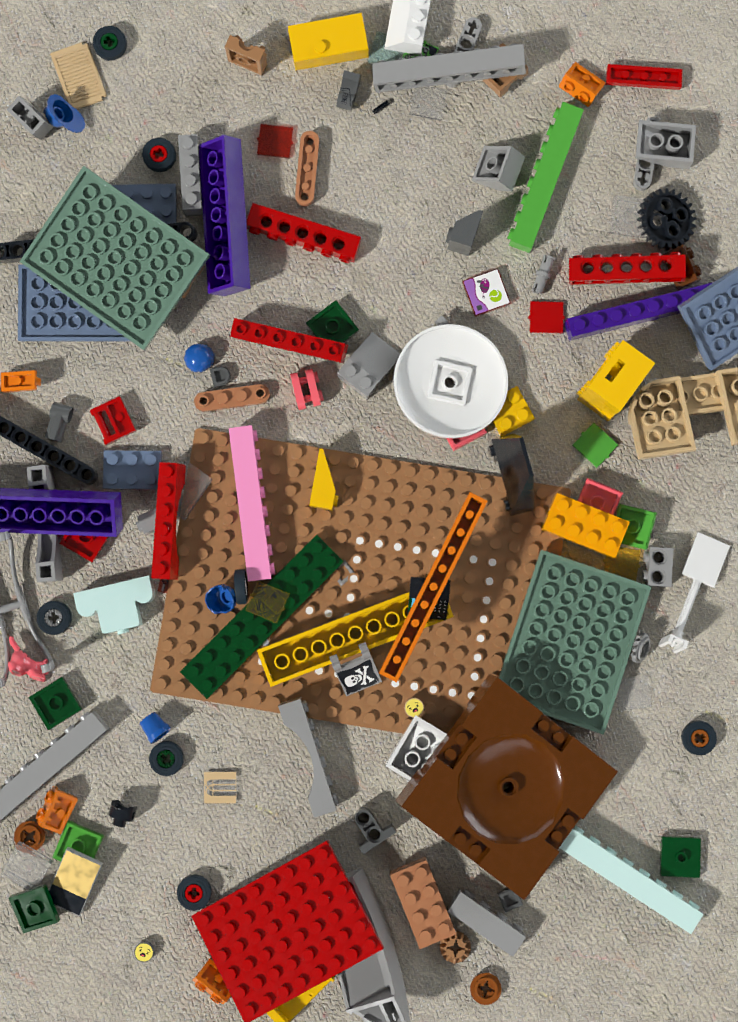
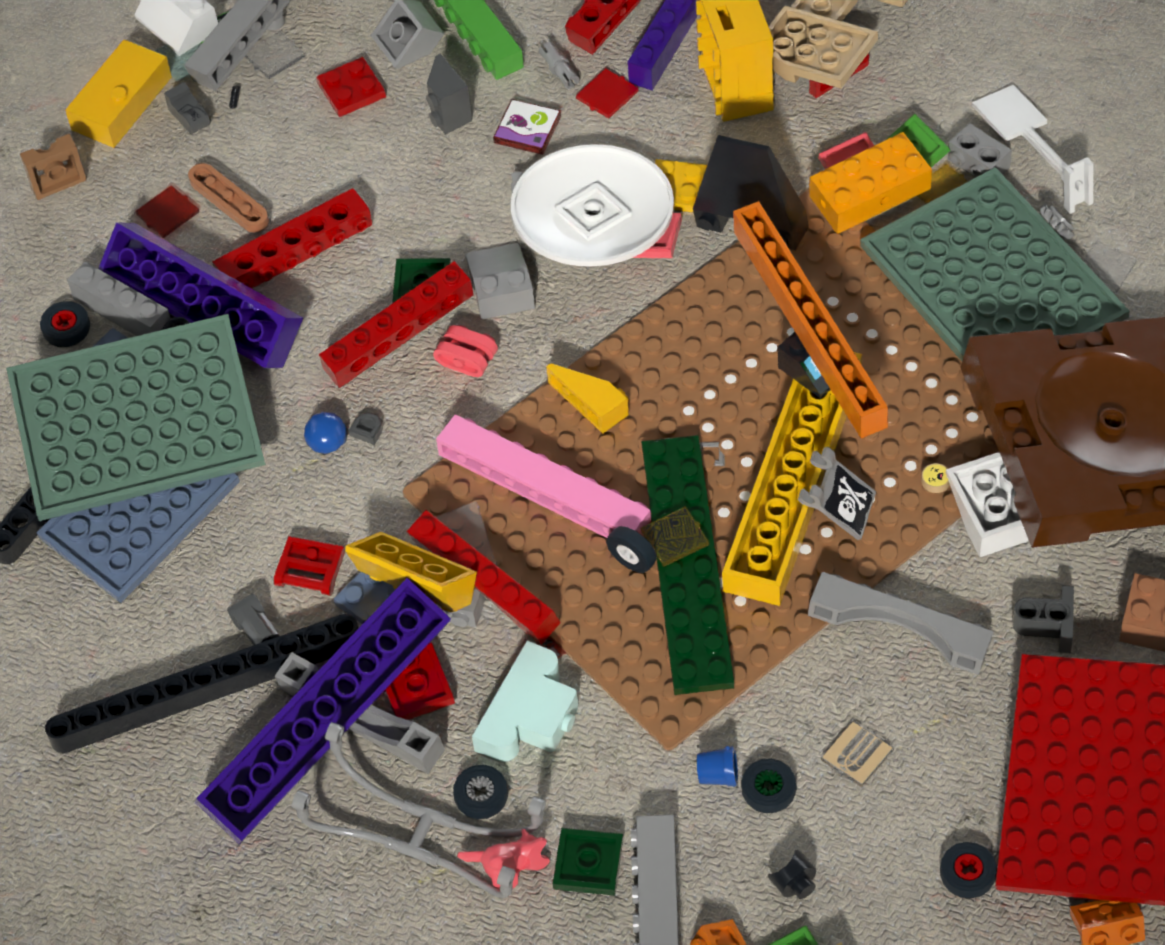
camera: 45 degrees left, 30 degrees down
(19, 381) = (166, 627): orange plate -> none
(134, 488) = (395, 560): none -> yellow slope
(220, 599) = (627, 581): blue hair -> none
(232, 398) = (403, 432): nougat plate -> none
(438, 167) = (351, 86): none -> red plate
(595, 445) = (789, 134): bright green piece -> none

